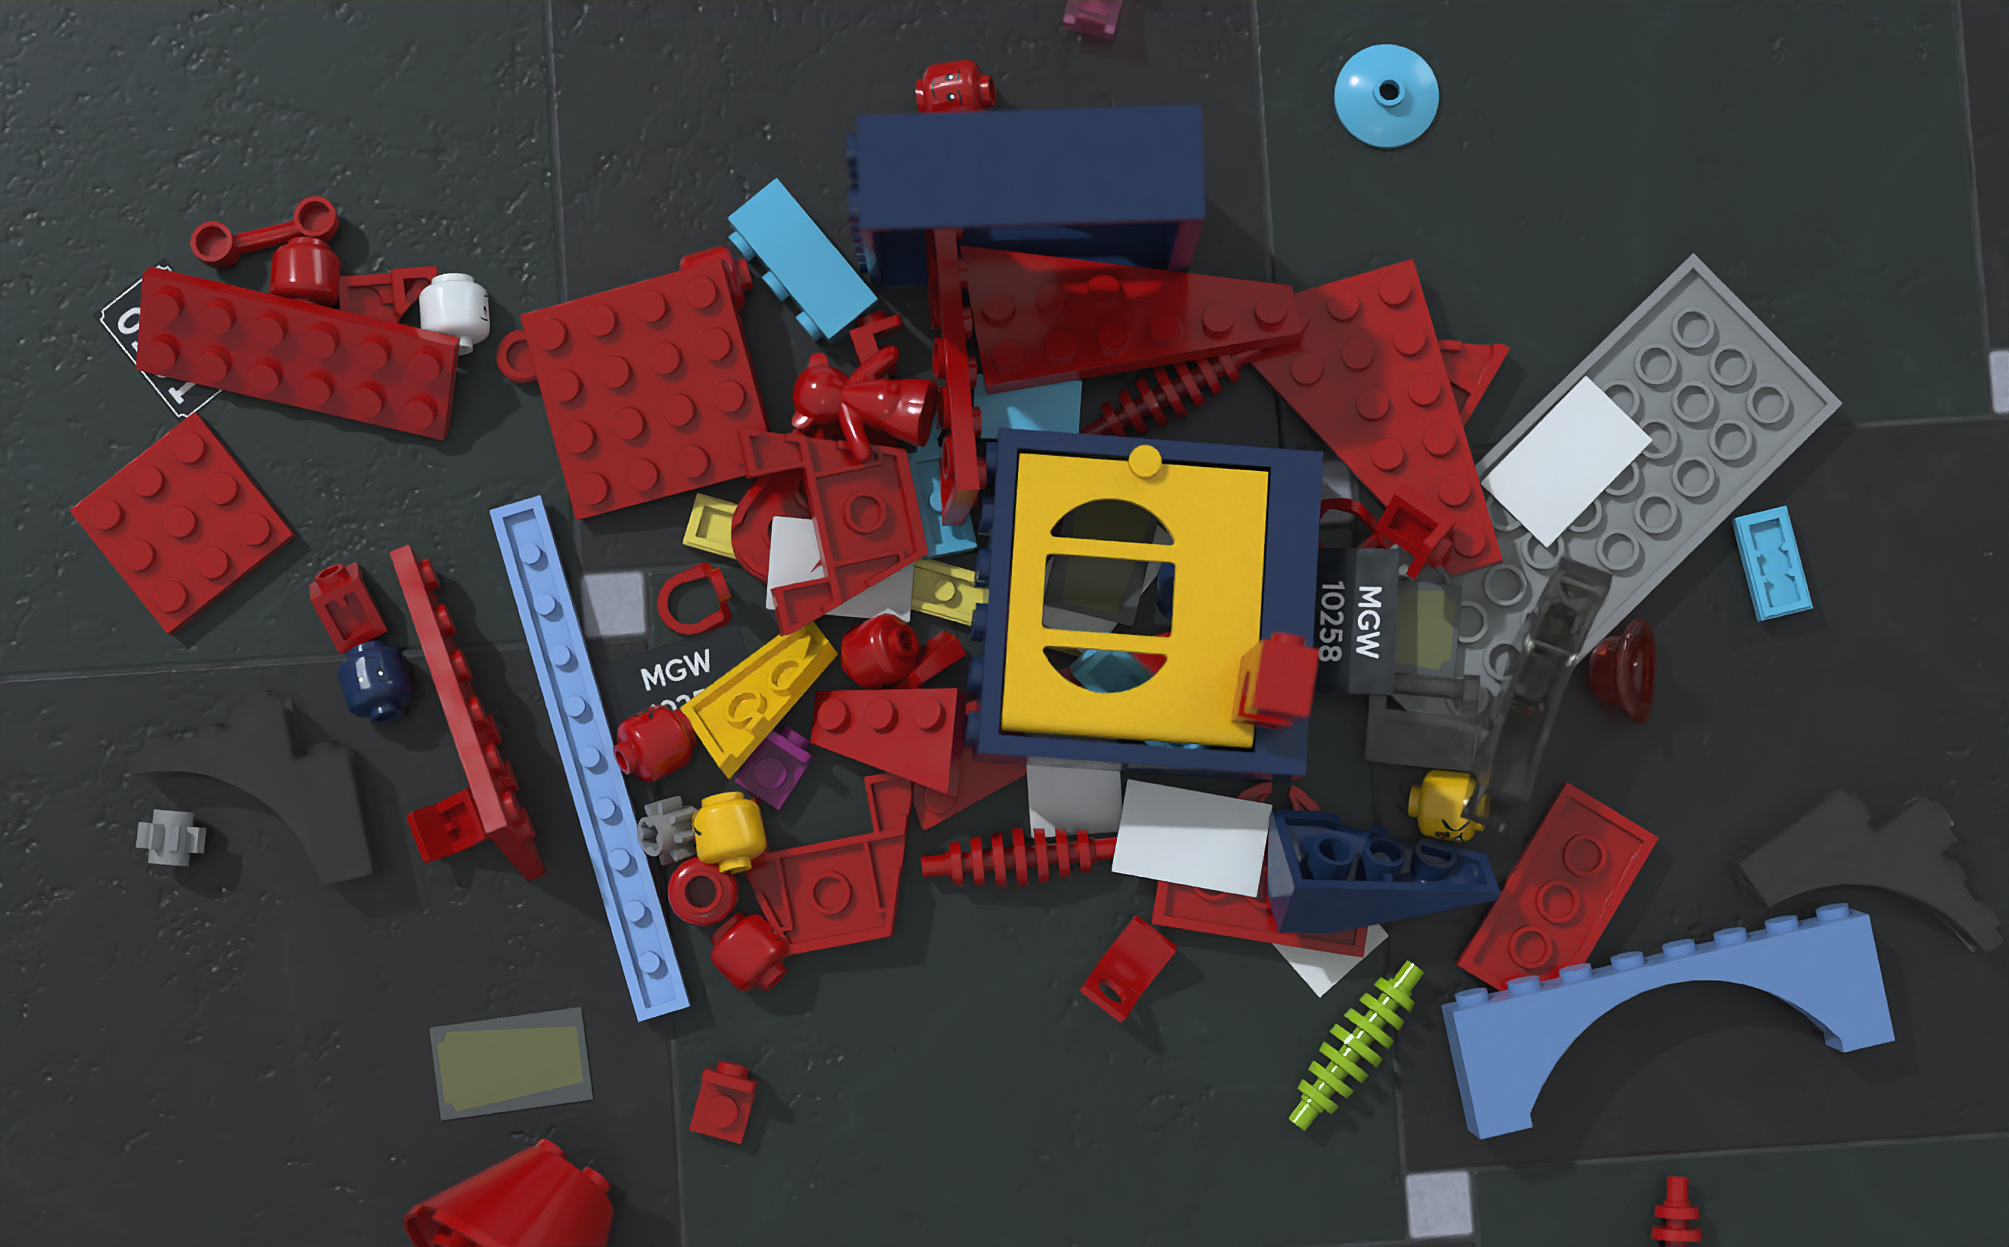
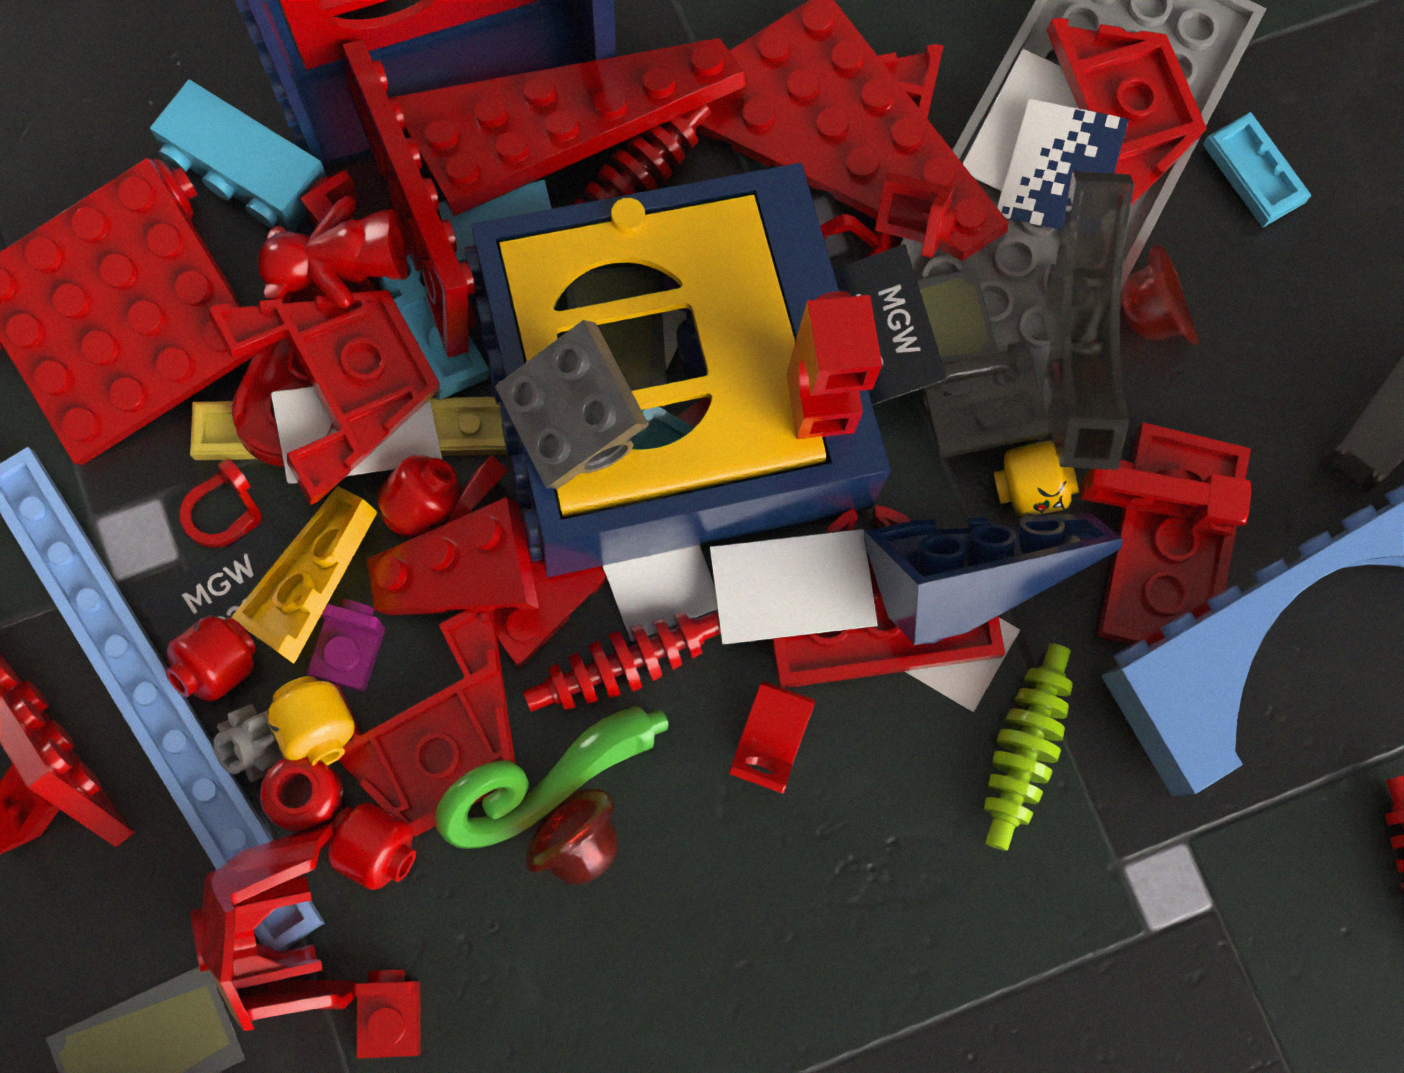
camera: 20 degrees left, 10 degrees down
(627, 972) = (235, 904): none -> red piece
(882, 950) = (513, 812): none -> bright green plant
(929, 1002) = (576, 838): none -> clear red hat
(1037, 641) = (572, 406): none -> flat silver plate
(1576, 510) = (1048, 150): none -> sticker
(1598, 883) = (1209, 504): none -> red plate
(1666, 468) = (1134, 80): none -> red wing

